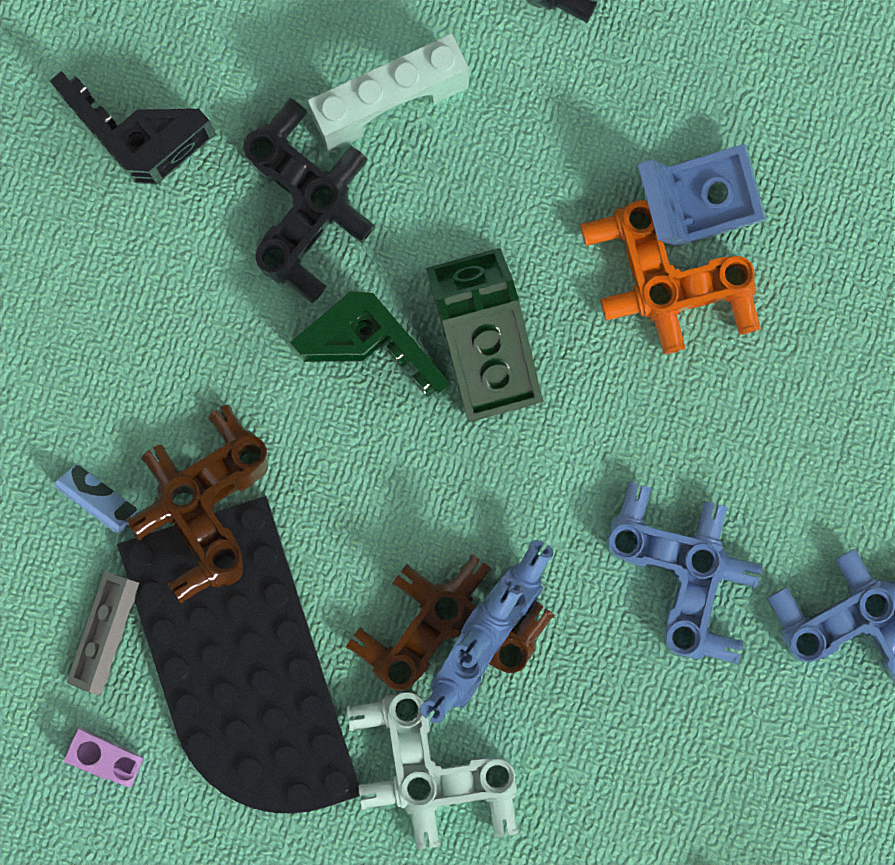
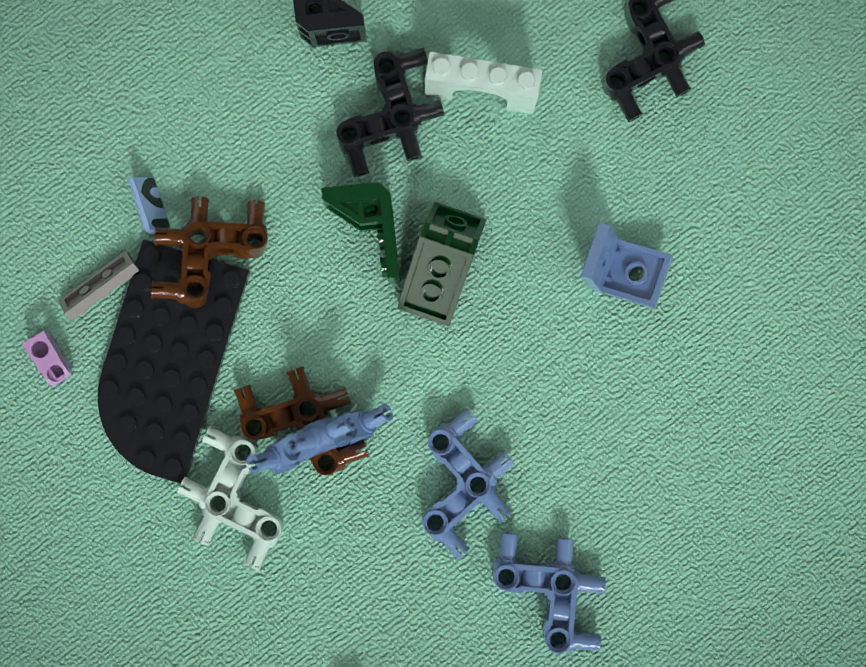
camera: 30 degrees right, 0 degrees up
(686, 288) = (580, 317): orange pin -> none

